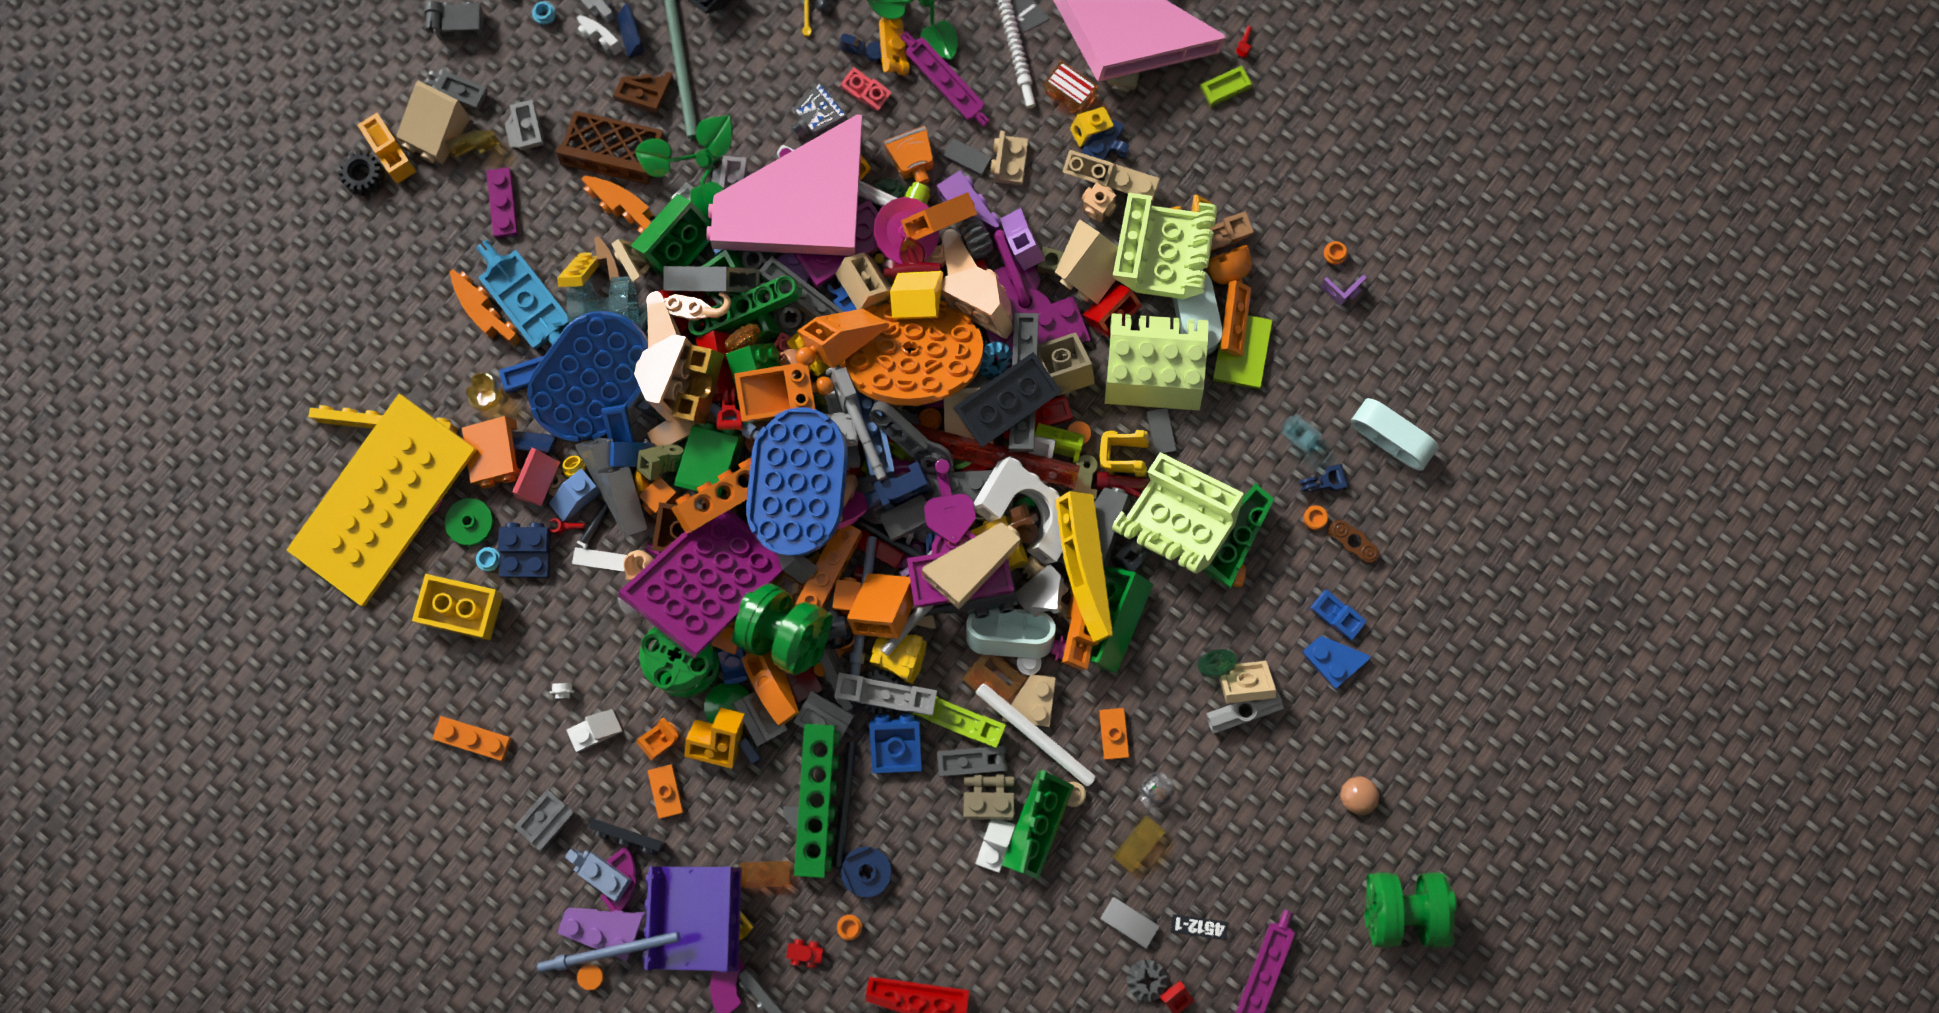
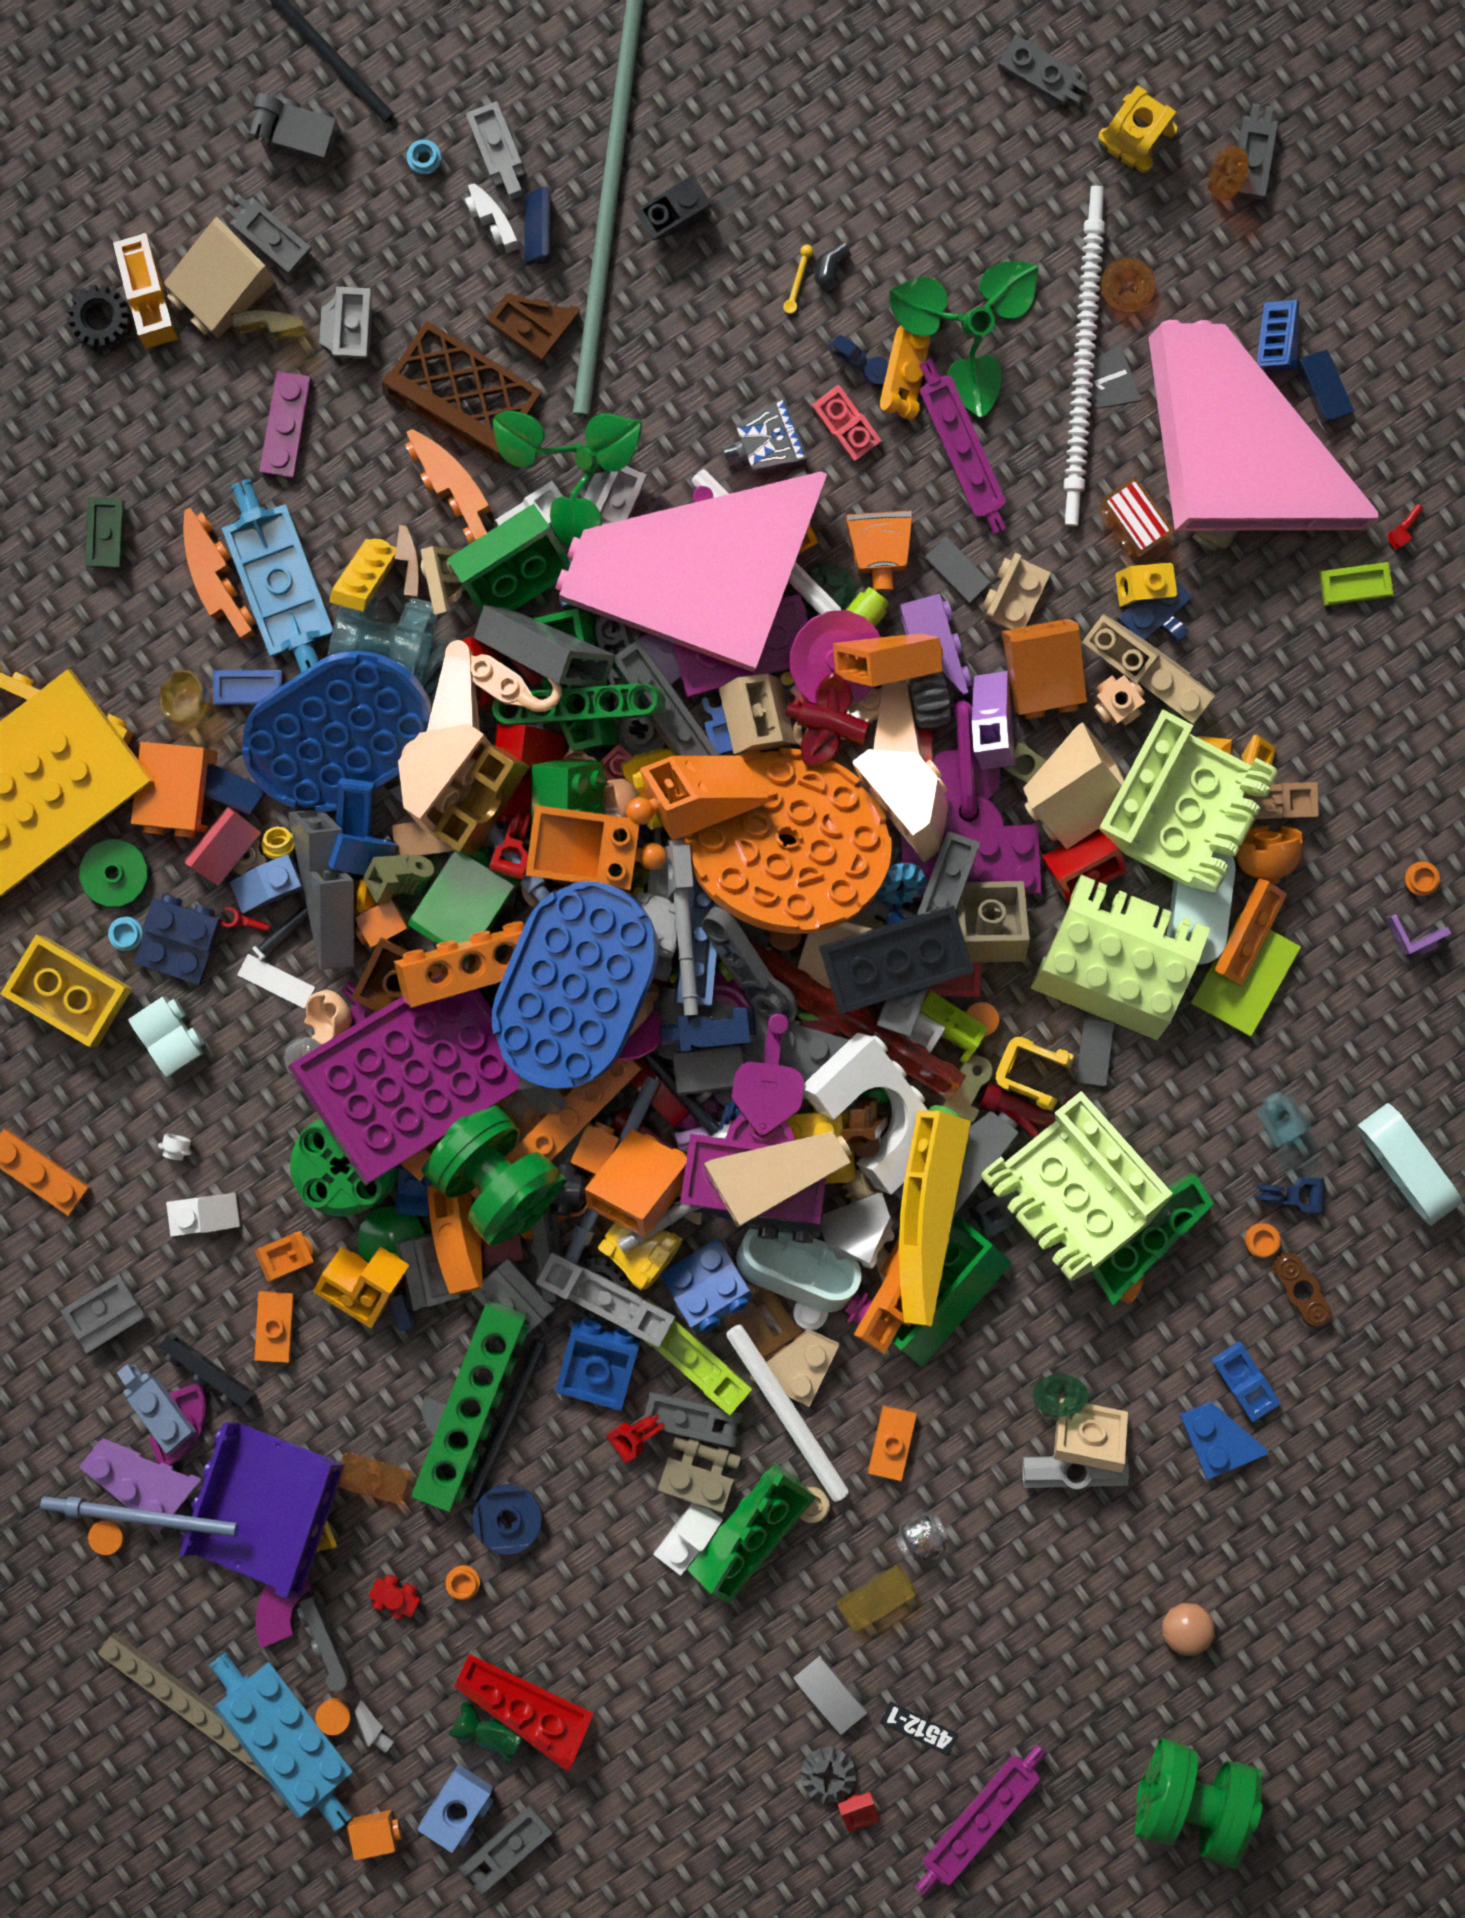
camera: 15 degrees right, 10 degrees up
(402, 305) = (104, 533): none -> dark green plate
(535, 617) = (167, 1036): none -> light aqua brick
(743, 337) = (562, 747): clear orange gear -> none
(916, 295) = (820, 762): yellow slope -> none
(936, 784) = (634, 1435): none -> red piece
(953, 666) = (707, 1287): none -> blue plate
(1043, 194) = (1045, 667): none -> orange slope

